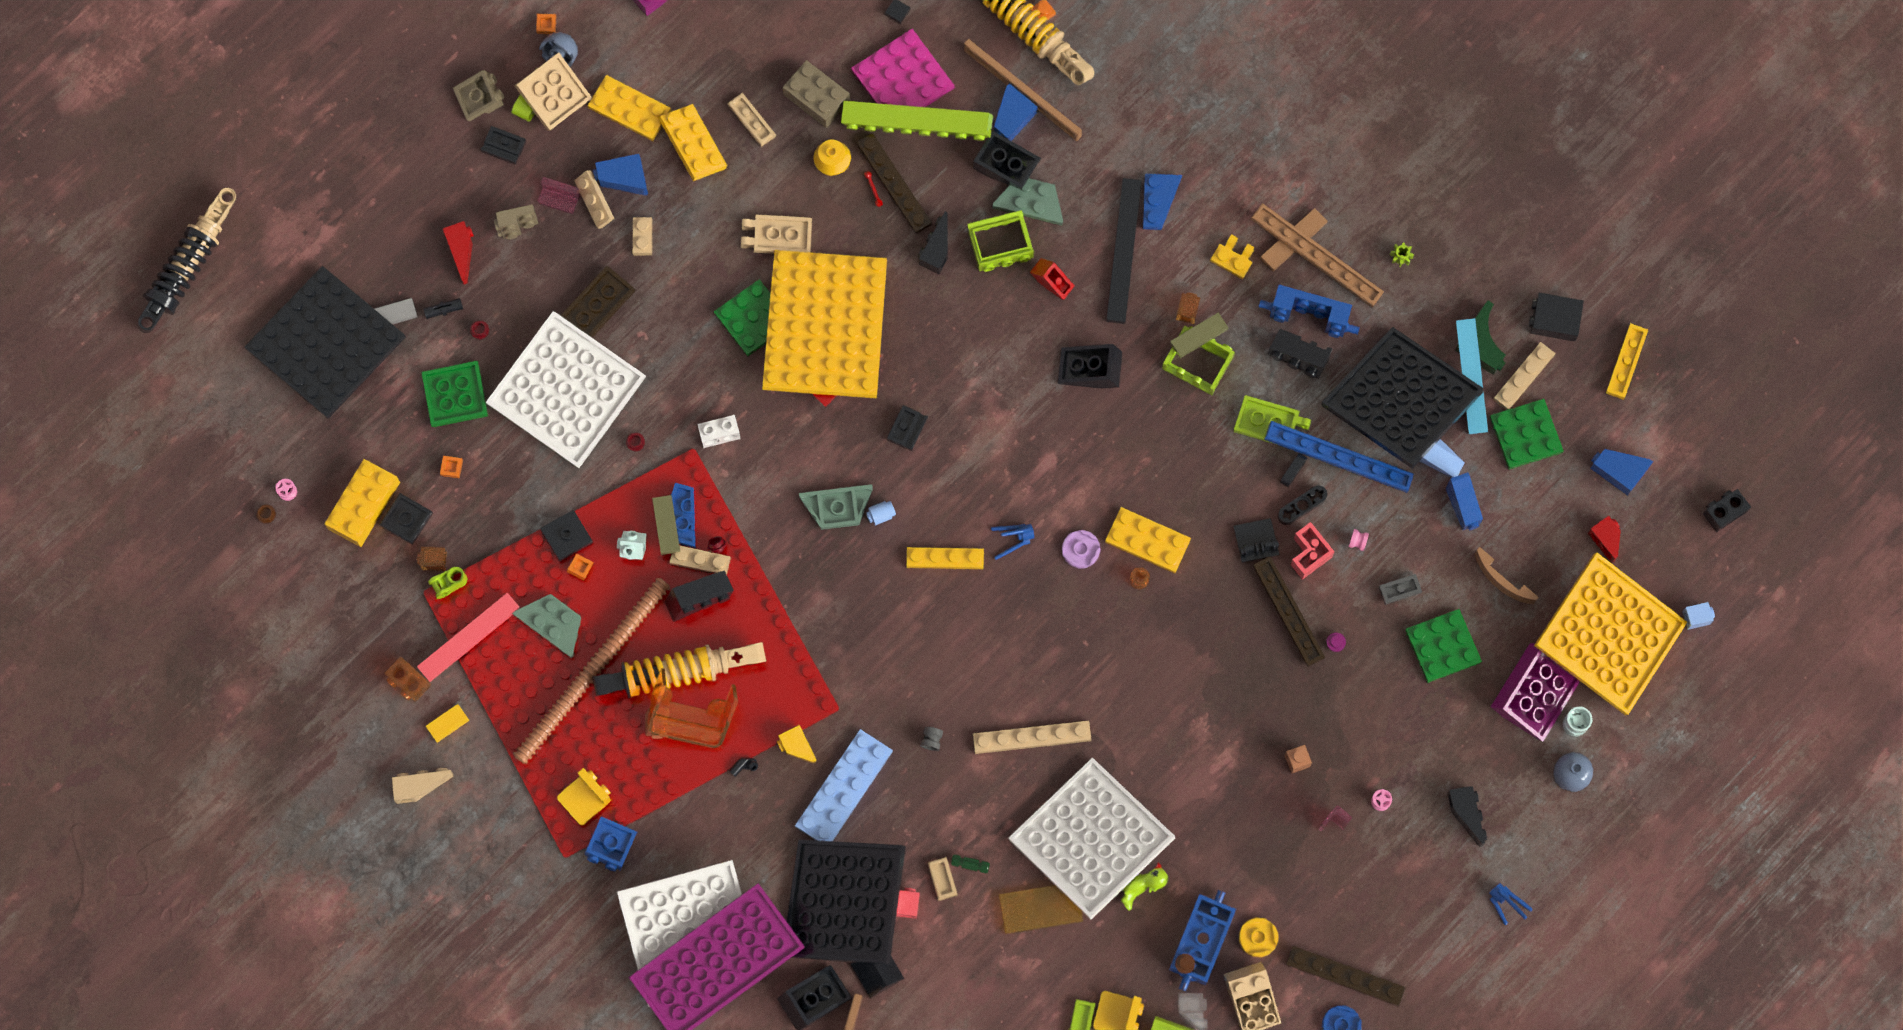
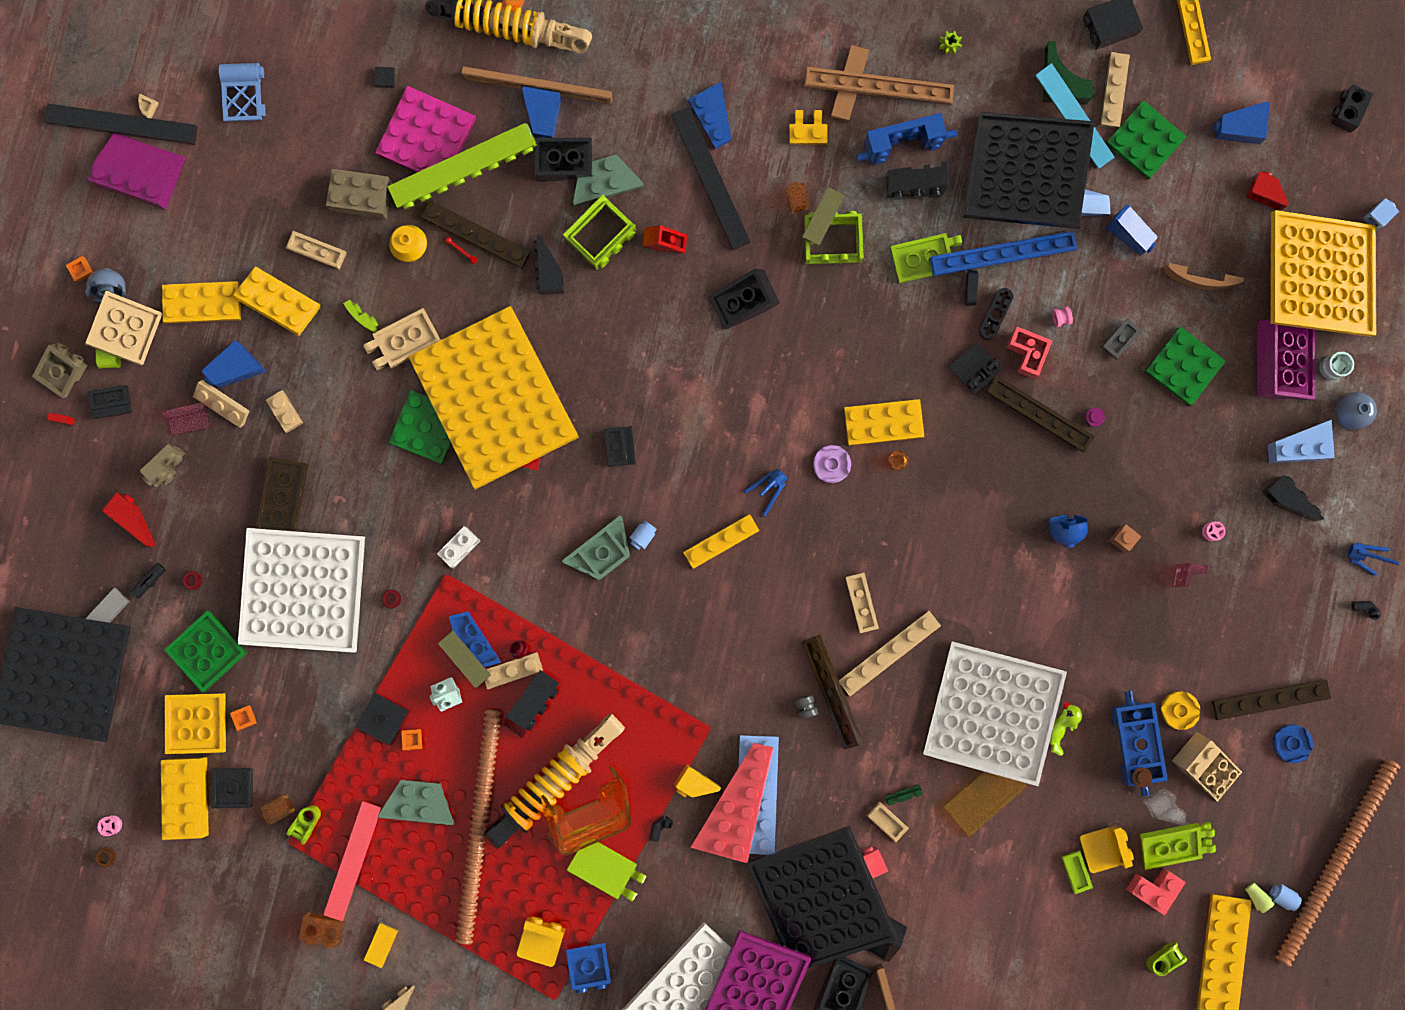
camera: 35 degrees left, 10 degrees up
(408, 448) = (195, 723): none -> yellow plate
(454, 135) = (58, 418): none -> red tile
(675, 772) = (605, 870): none -> lime tile
(756, 199) = (365, 320): none -> lime slope
(815, 791) = (734, 818): none -> coral wing
(962, 739) = (832, 692): none -> dark brown plate
(1034, 679) = (861, 603): none -> tan plate
(1252, 722) = (1068, 530): none -> blue cylinder
(1481, 948) = (1368, 607): none -> black arm
(1506, 772) = (1307, 445): none -> light blue wedge

